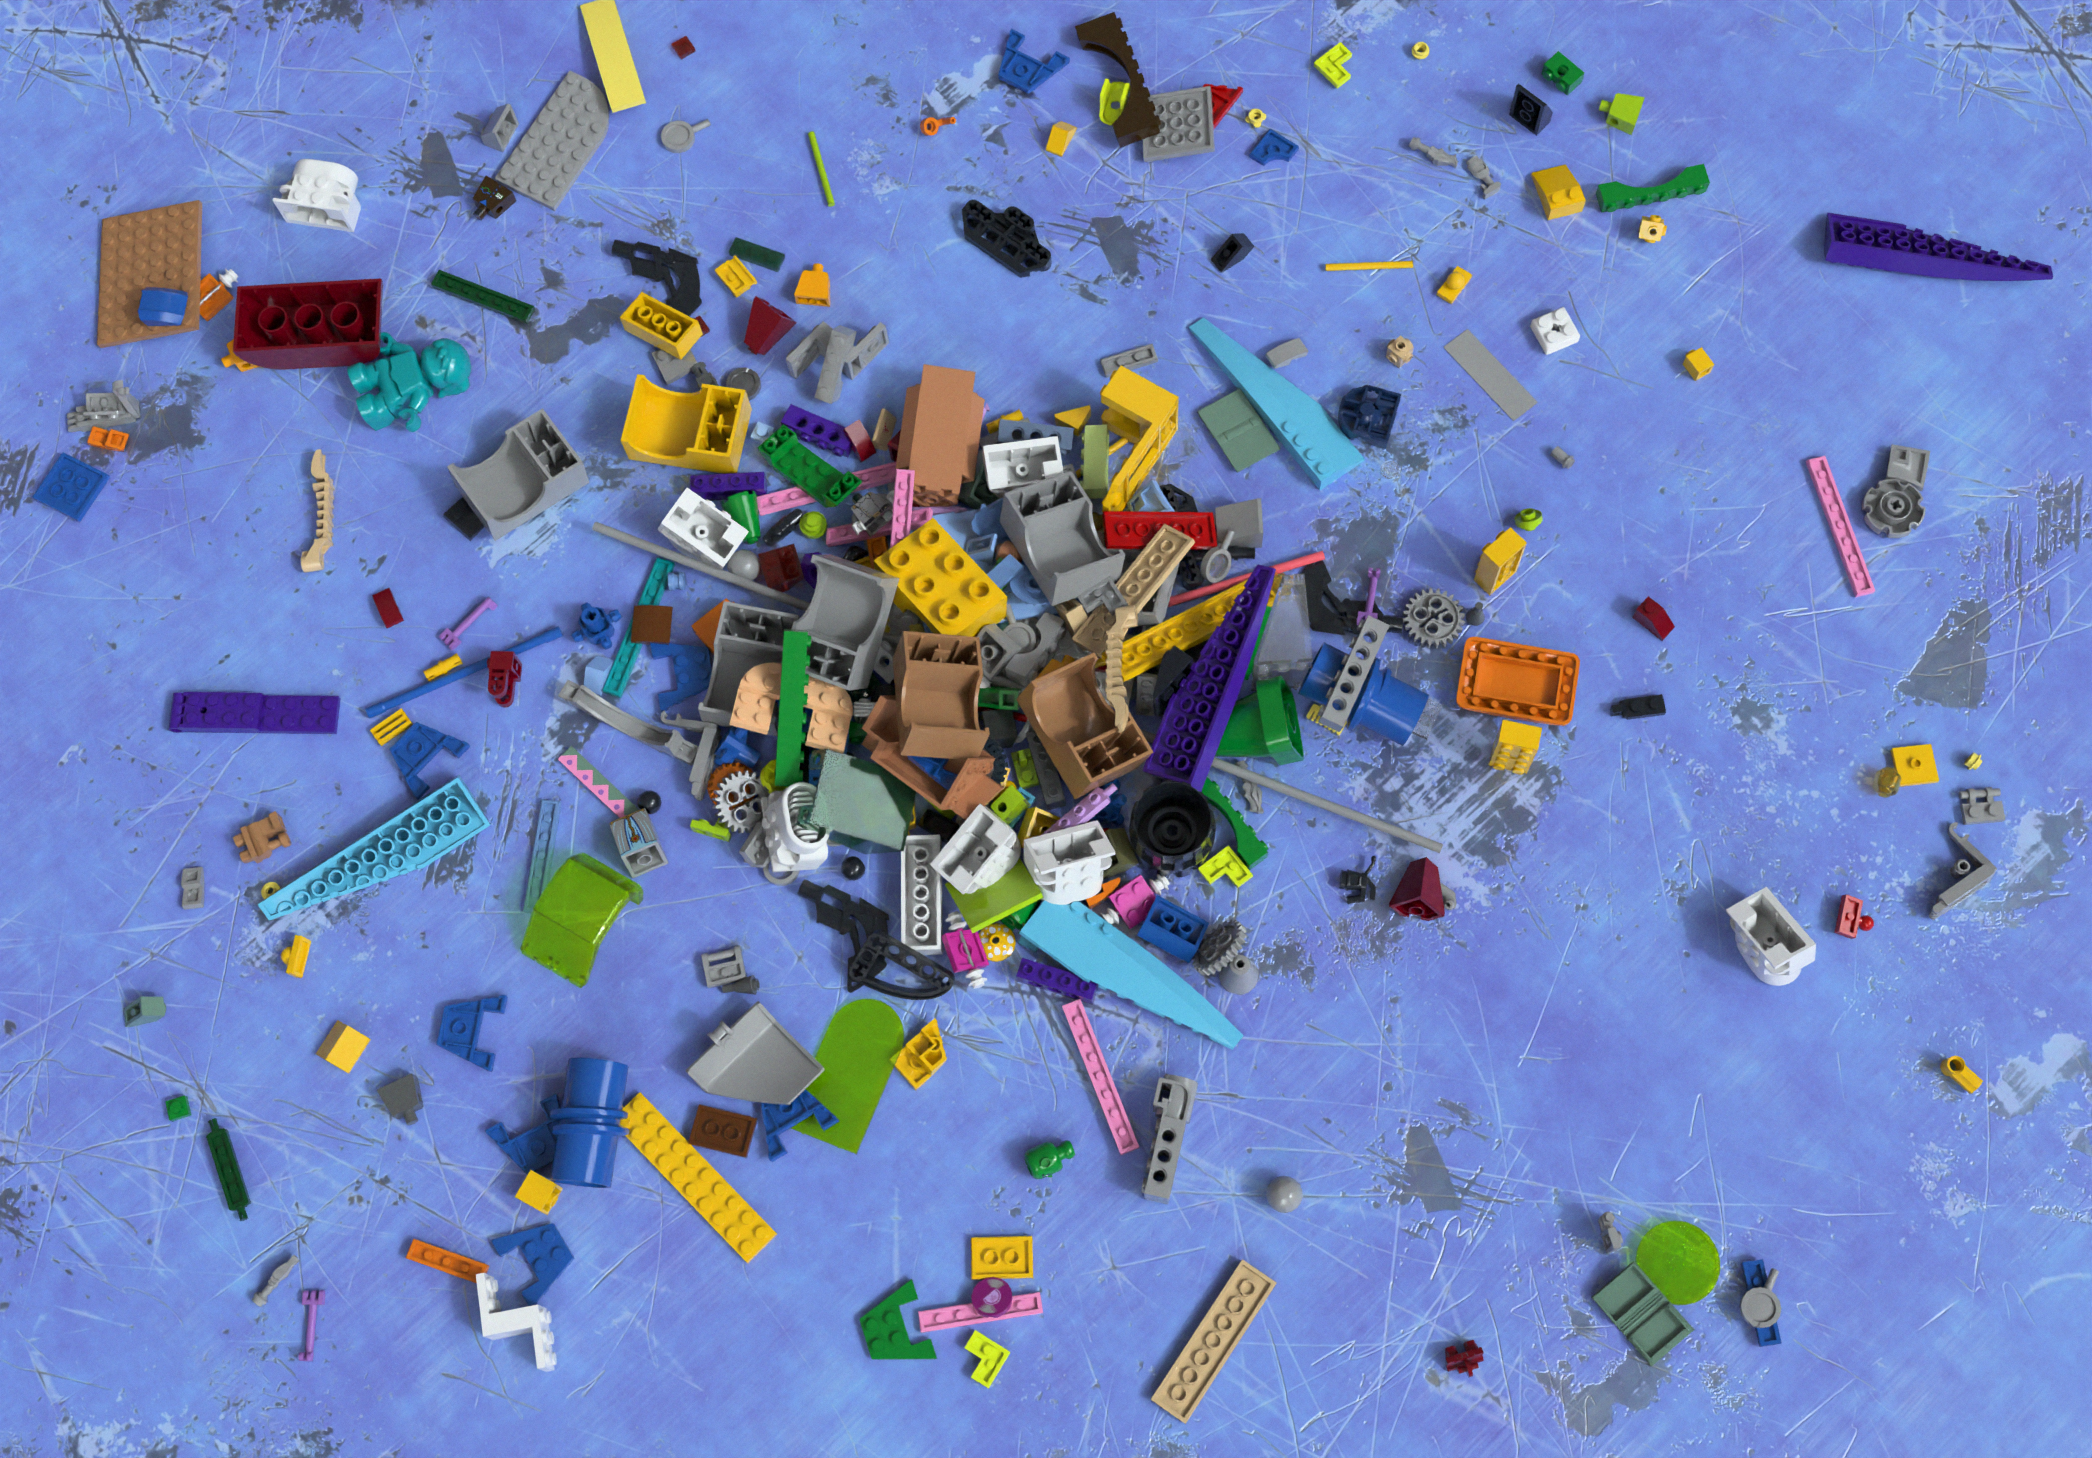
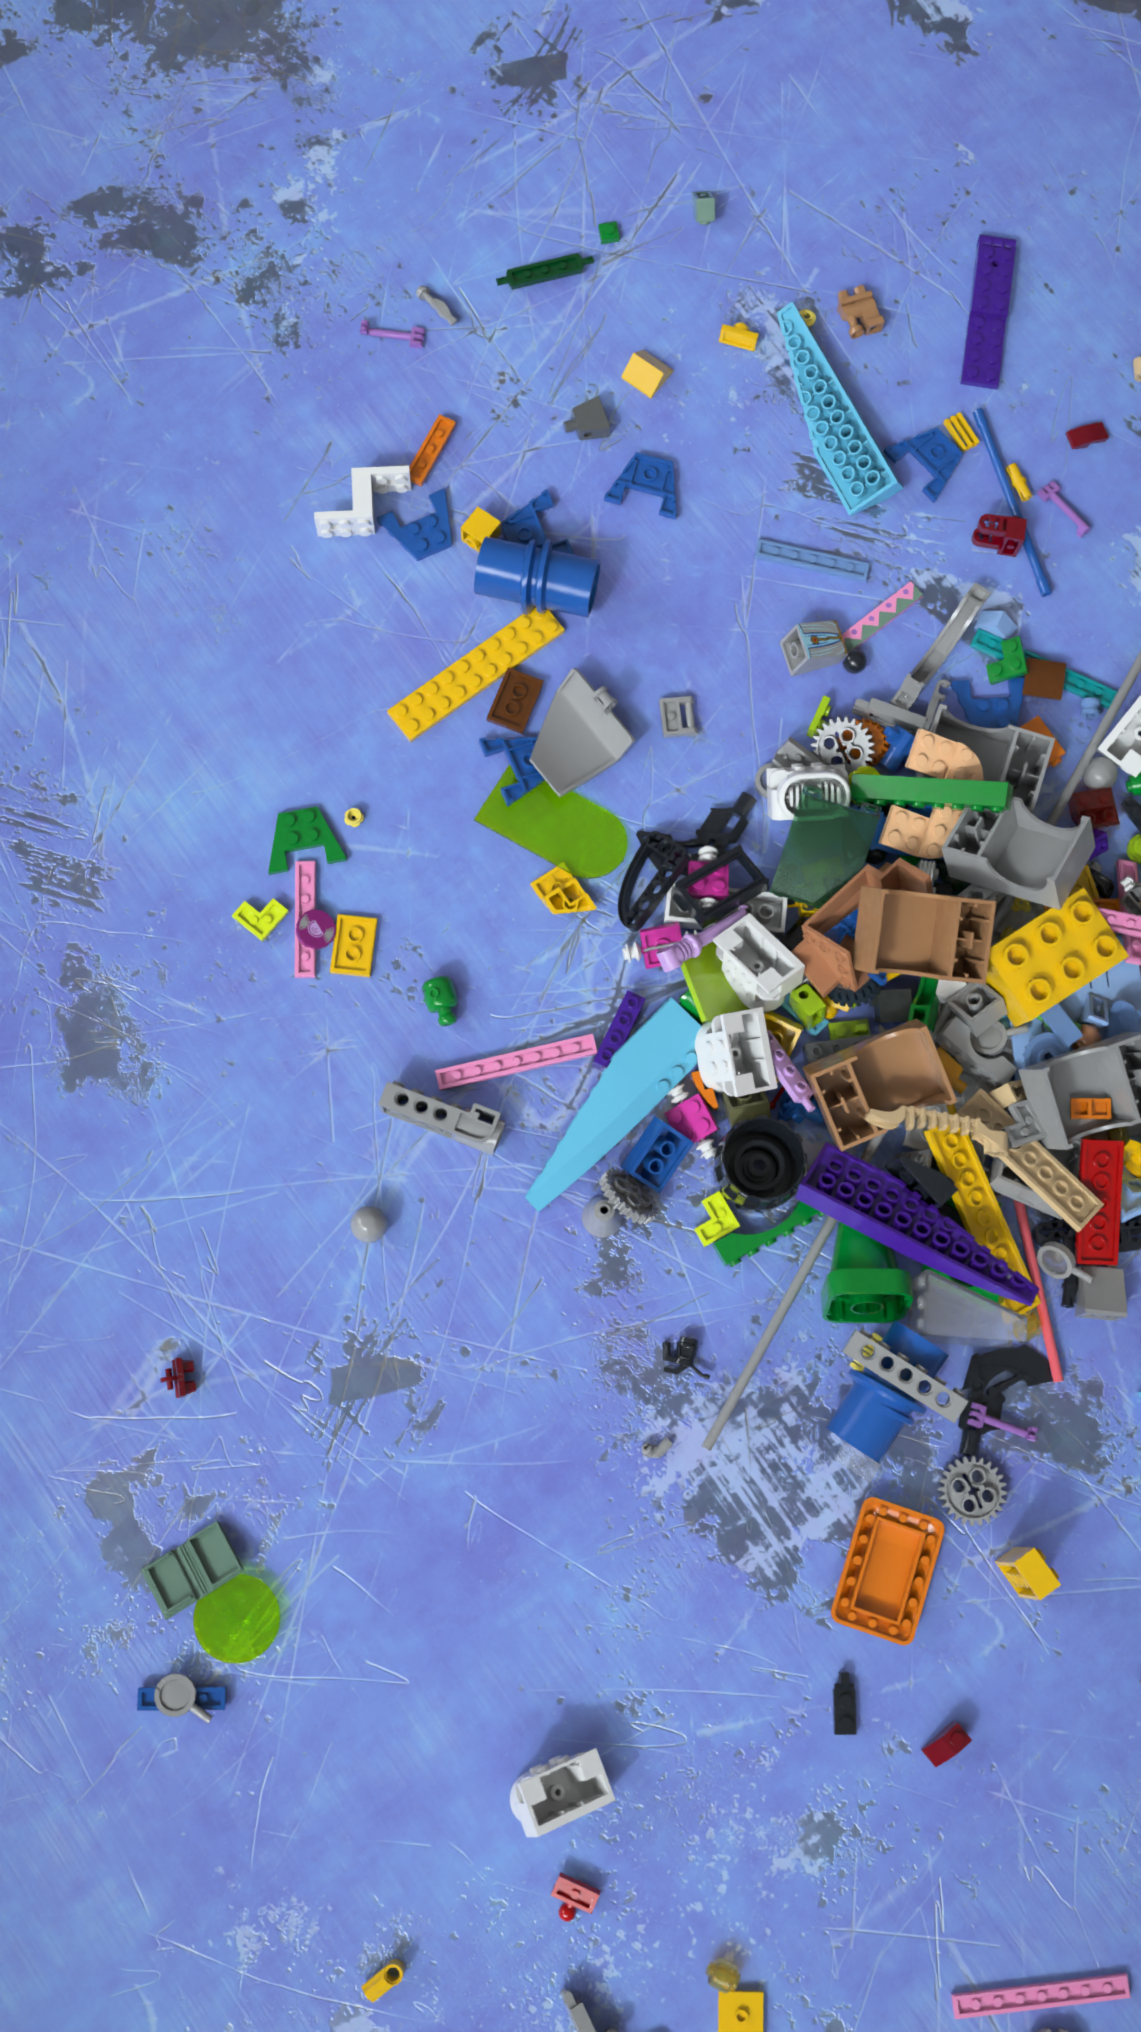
camera: 85 degrees right, 5 degrees up
(193, 887) = (818, 253): light grey slope -> none
(576, 916) = (747, 582): clear neon green windscreen -> none
(596, 625) = (1049, 626): blue piece -> none
(640, 654) = (1012, 665): none -> green plate
(747, 985) = (655, 736): dark grey cone -> none
(852, 868) = (762, 847): black piece -> none
(861, 1279) = (353, 812): none -> light yellow plate
(897, 911) = (713, 886): none -> dark pink plate
(922, 928) = (712, 914): none -> black piece
(970, 913) = (691, 945): none -> lavender piece
(1001, 950) = (664, 988): yellow dish -> none
(1075, 543) = (1090, 1108): none -> orange slope
(1213, 1341) = (240, 1135): tan plate -> none
(1252, 792) = (794, 1260): light grey piece -> none
(1419, 891) = (664, 1419): dark red slope -> none
(1475, 615) = (970, 1539): dark grey cone -> none
(1515, 747) = (807, 1547): yellow brick -> none
(1528, 519) = (1080, 1621): lime plate -> none
(1610, 1236) = (271, 1551): light grey plate -> none

